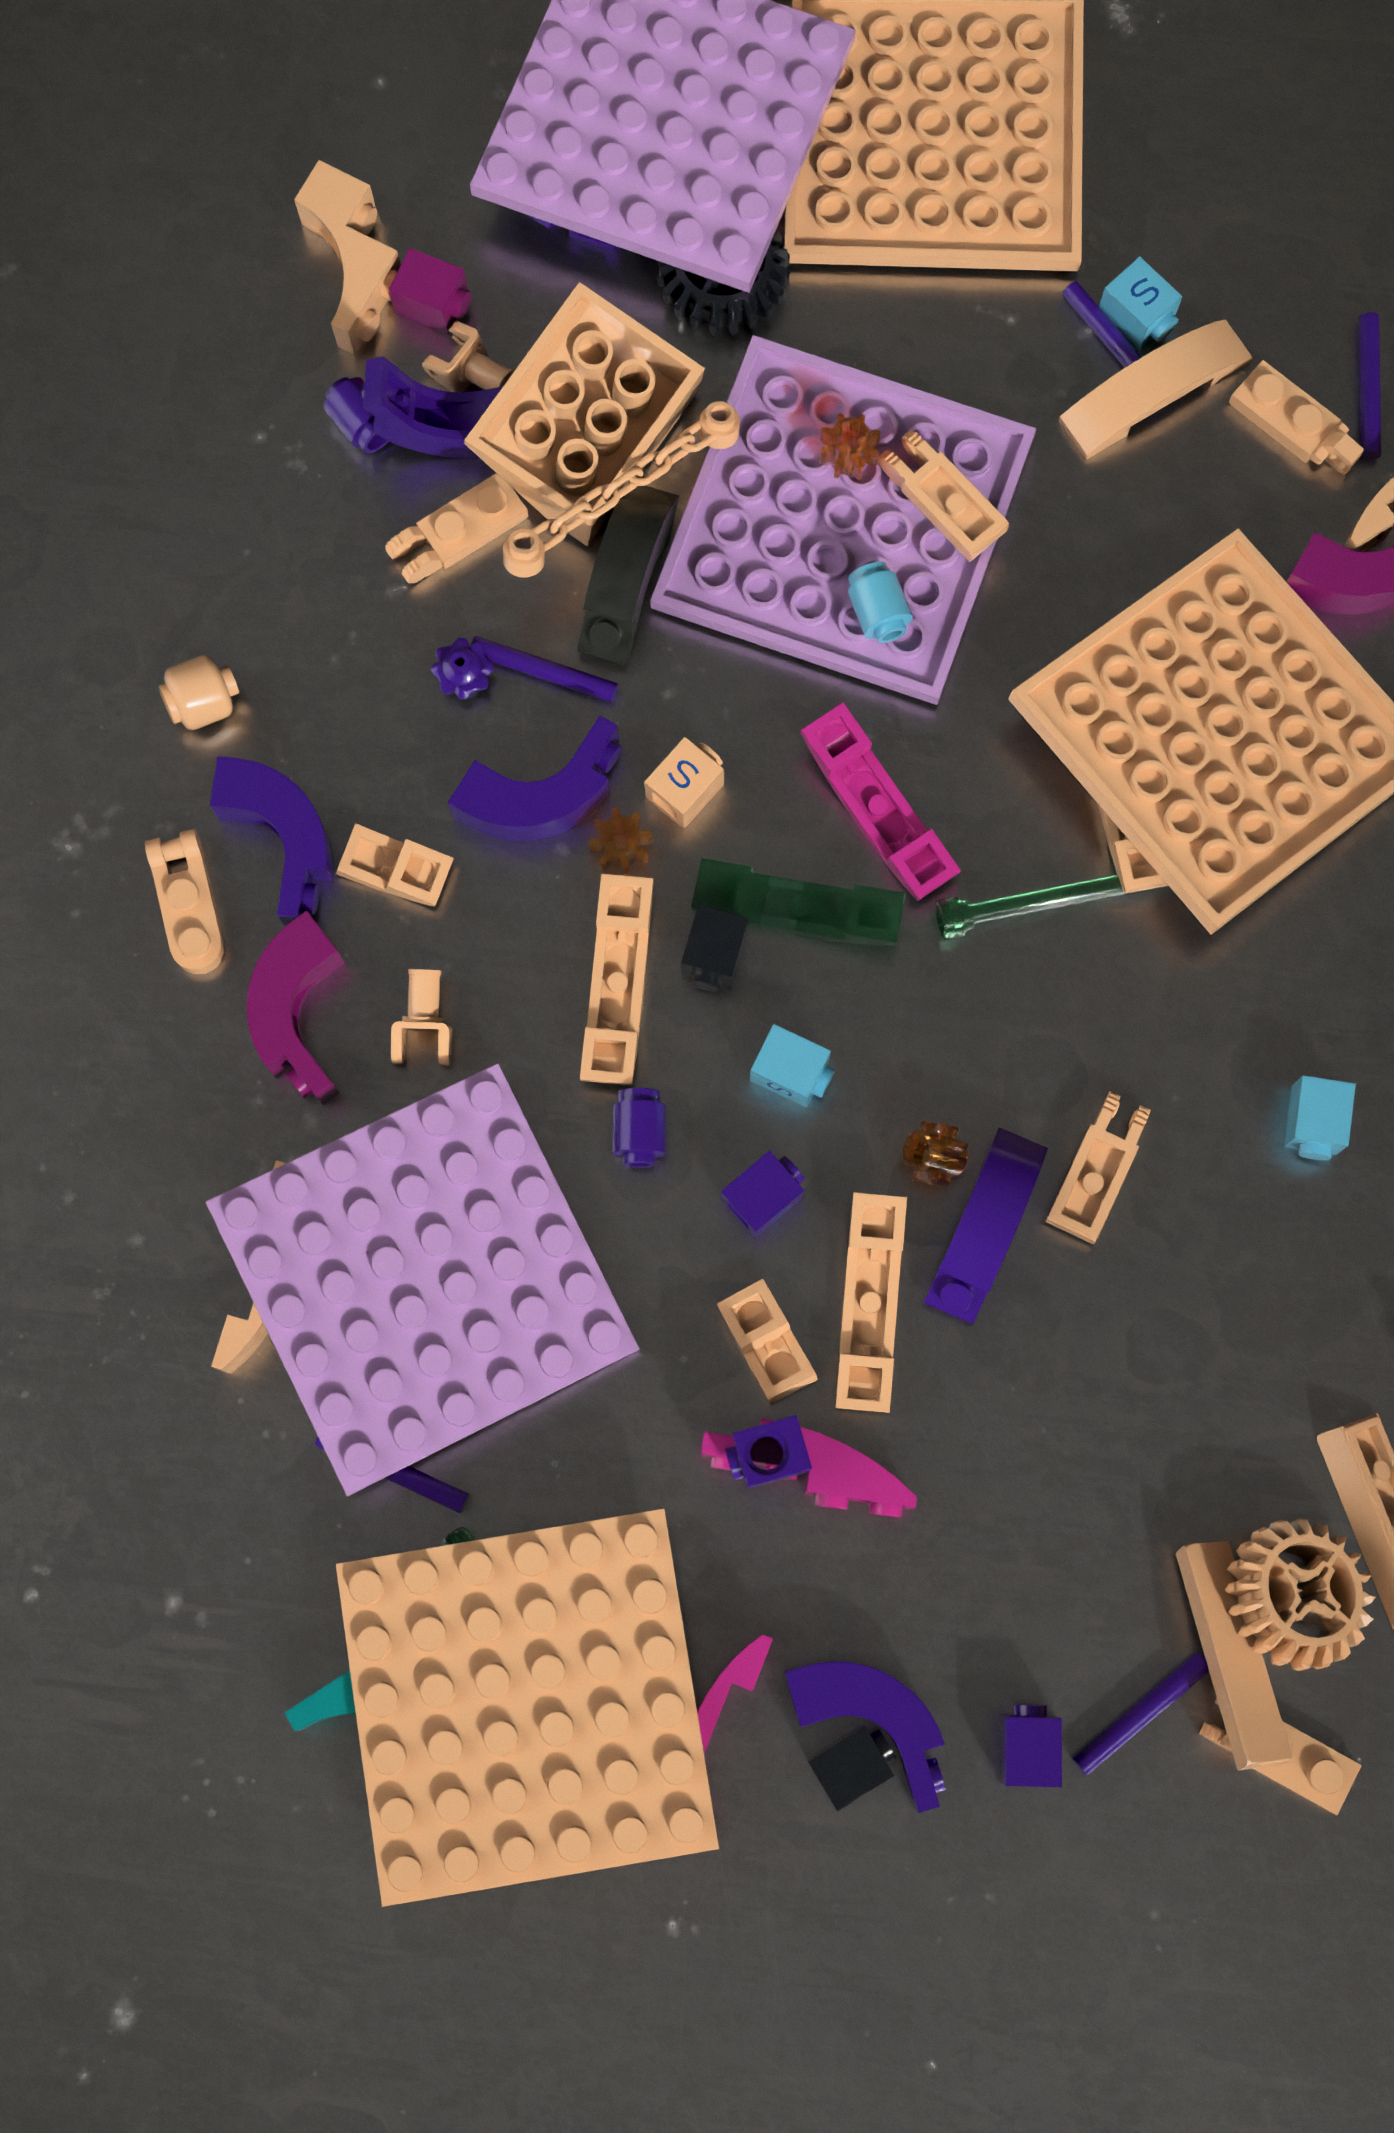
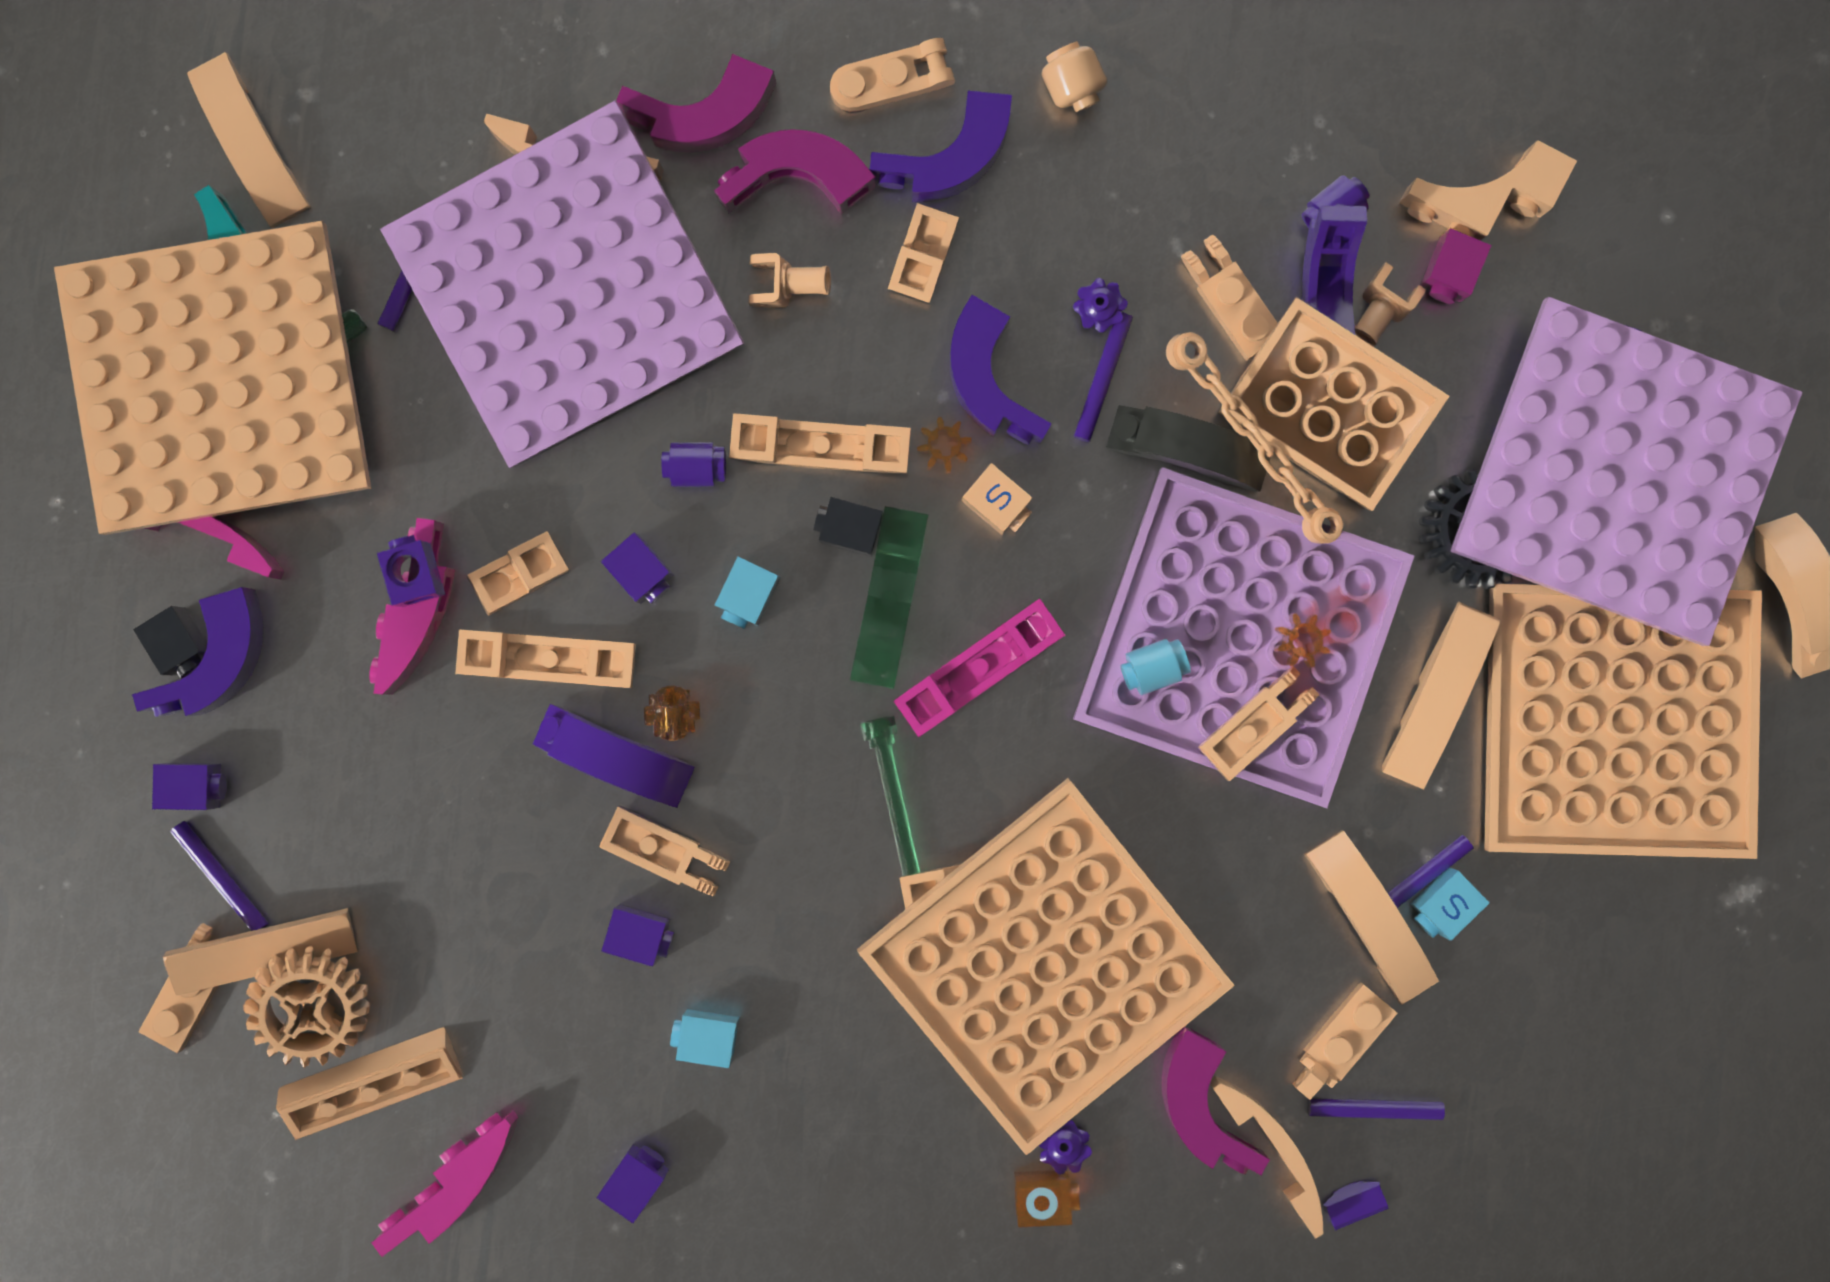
camera: 85 degrees right, 10 degrees up
(225, 1674) = (247, 140): none -> light nougat slope
(234, 1110) = (708, 123): none -> magenta arch
(909, 308) = (1441, 695): none -> light nougat slope
(1200, 1196) = (638, 935): none -> dark purple brick

